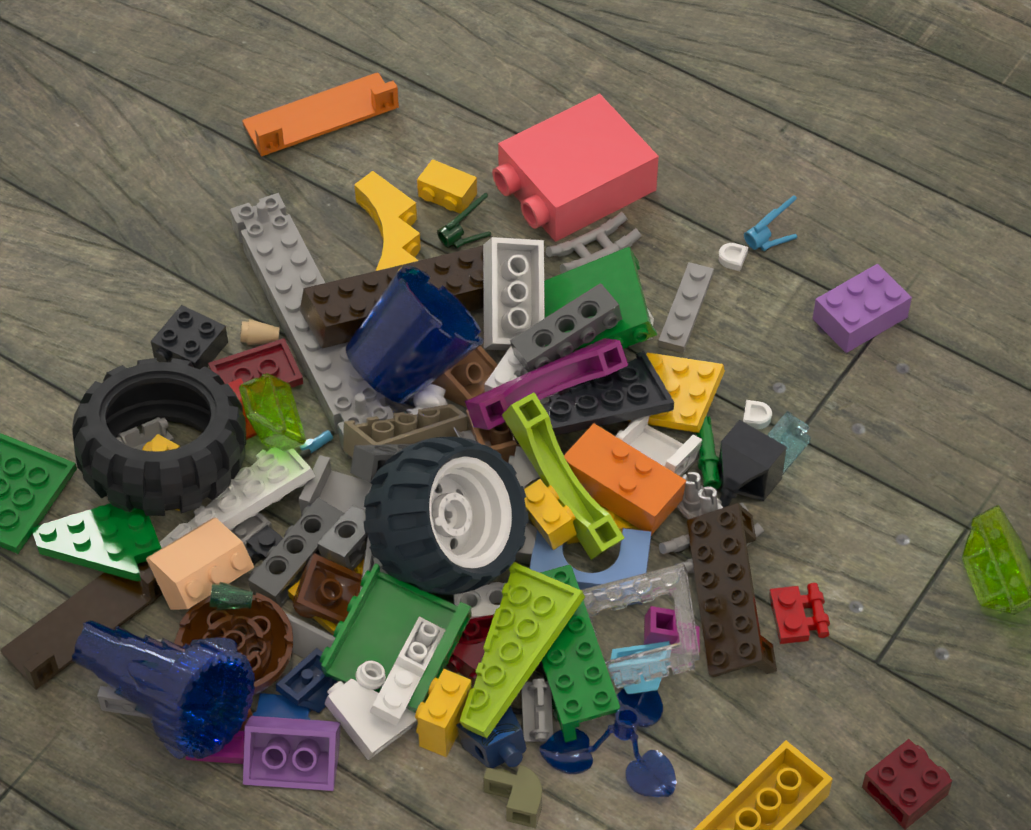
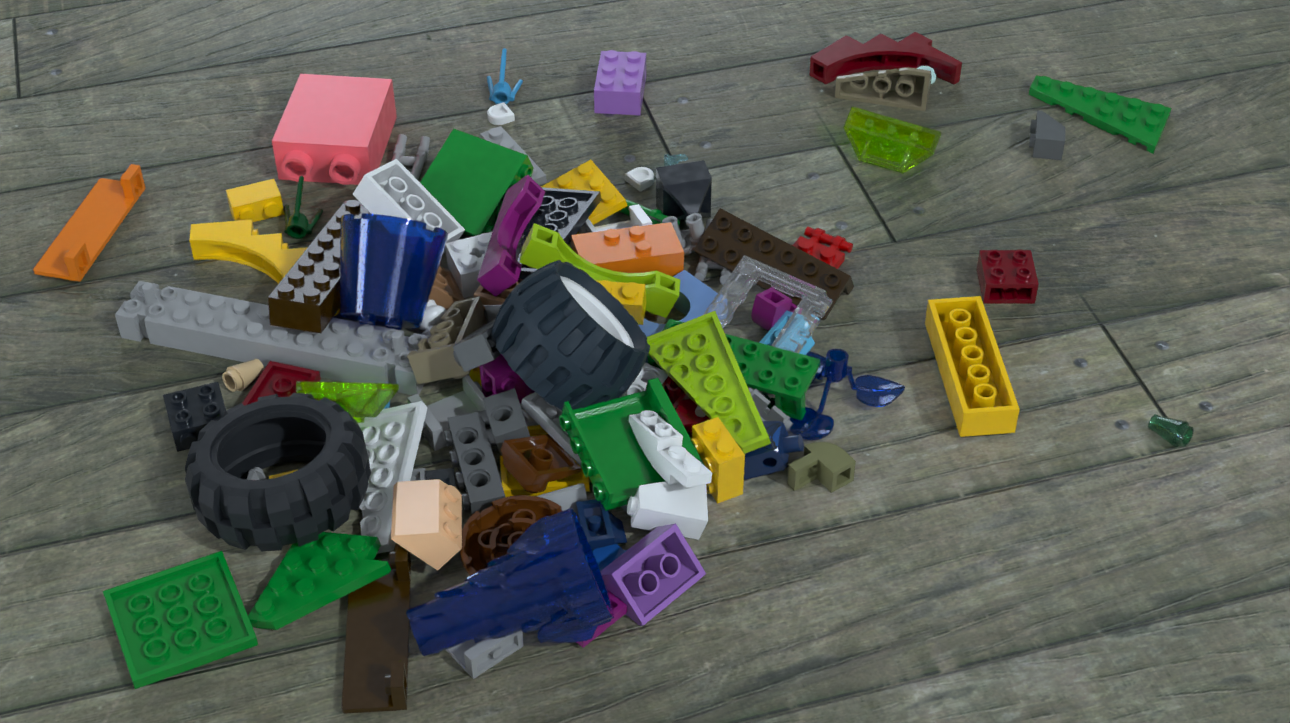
camera: 50 degrees left, 10 degrees down
(229, 597) = (481, 515): clear green cone -> none
(370, 675) = (646, 473): white plate -> none
(574, 317) = (480, 198): dark grey brick -> none

